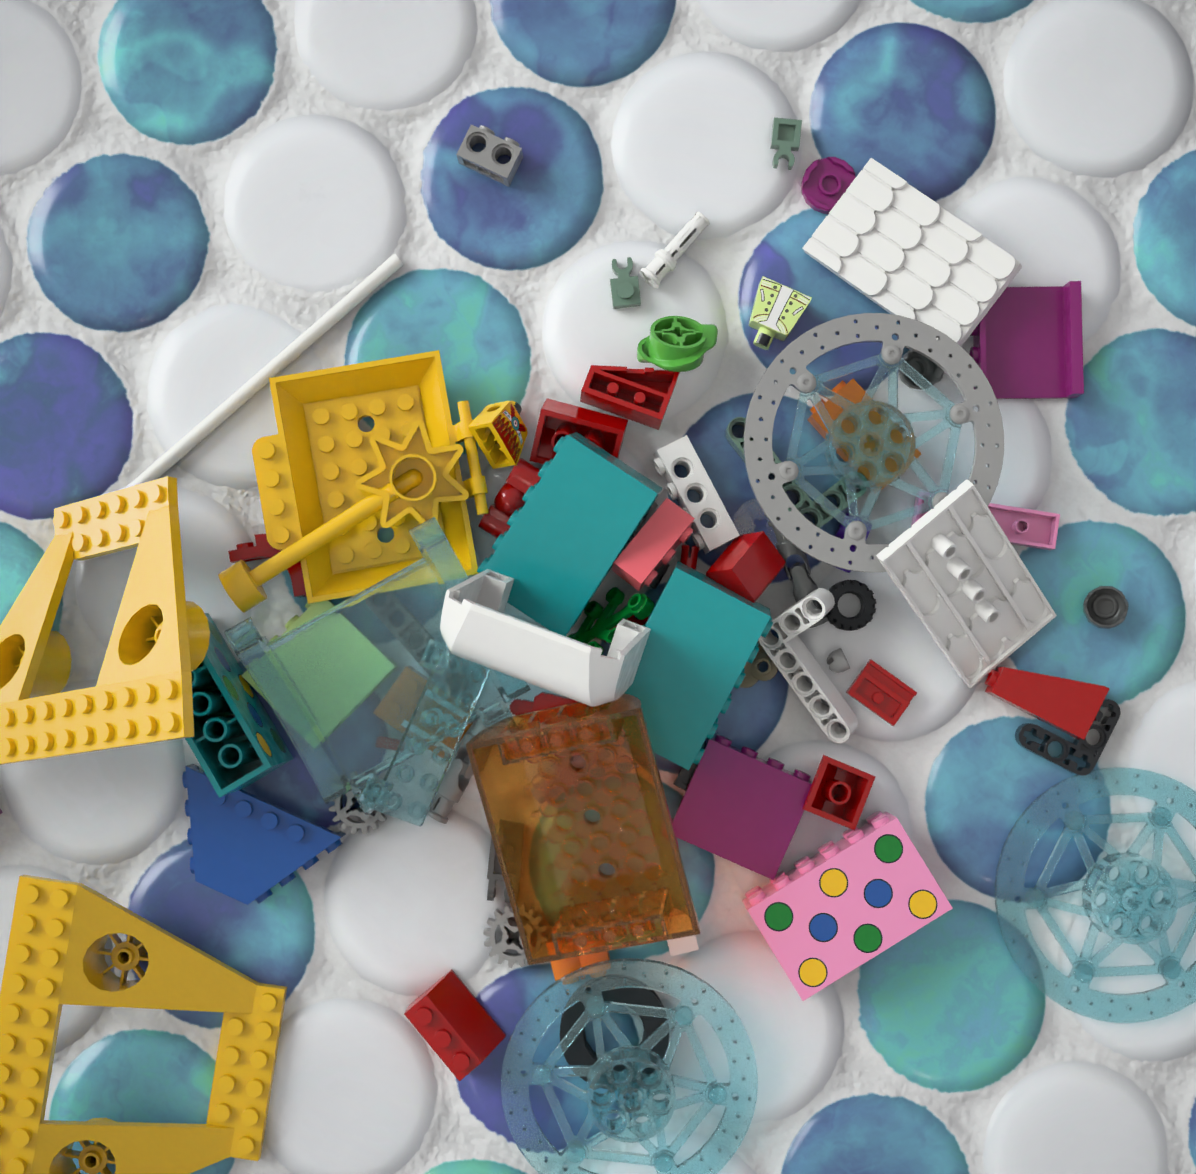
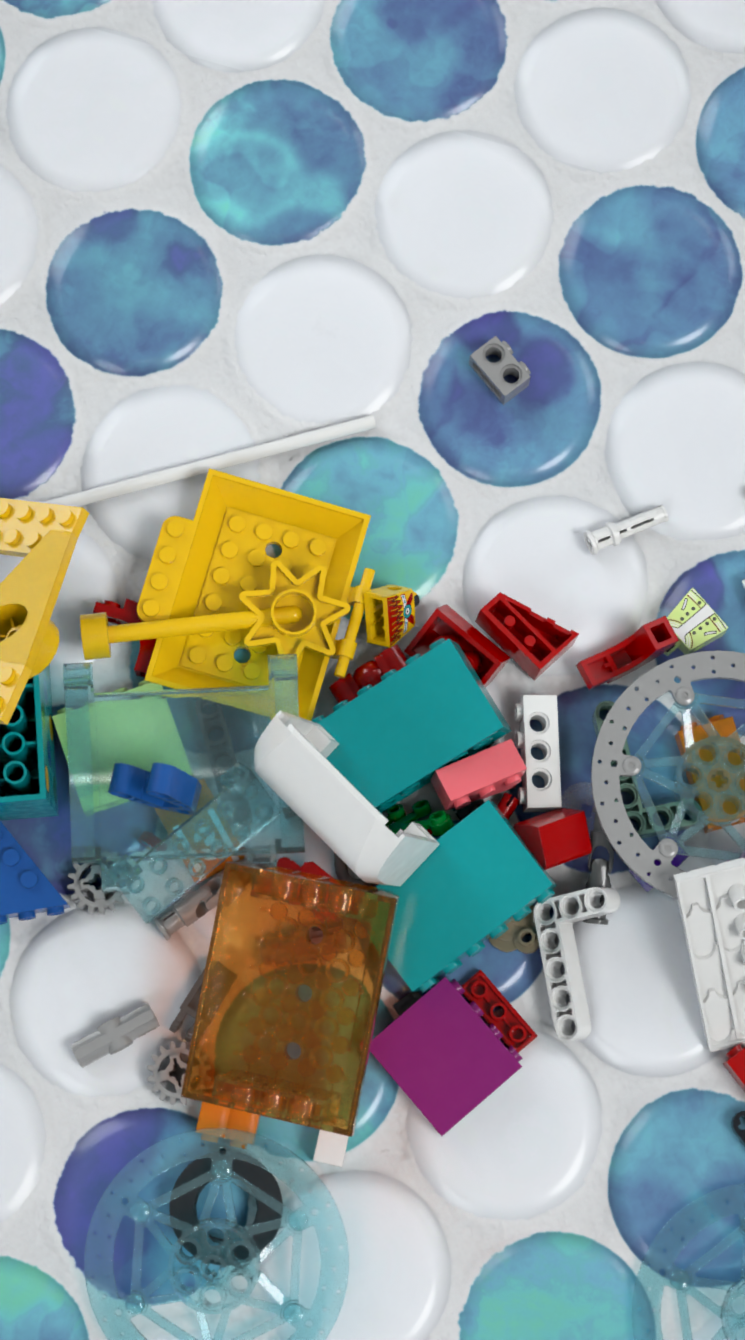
camera: 20 degrees right, 10 degrees down
(367, 702) = (161, 788): none -> blue connector
(442, 929) = (115, 1035): none -> light grey piece
(455, 1024) = (83, 1128): red slope -> none
(624, 289) = (564, 541): sand green plate -> none
(677, 343) = (586, 610): bright green piece -> none
(733, 365) = (629, 655): none -> red arch
(784, 749) = (511, 1024): none -> red tile
(837, 661) = (598, 967): light grey hinge -> none
(838, 792) = (539, 1083): red slope -> none
(846, 903) = (498, 1189): bright pink brick -> none
(867, 605) = (651, 921): black tyre -> none
(881, 692) = (625, 1015): red plate -> none

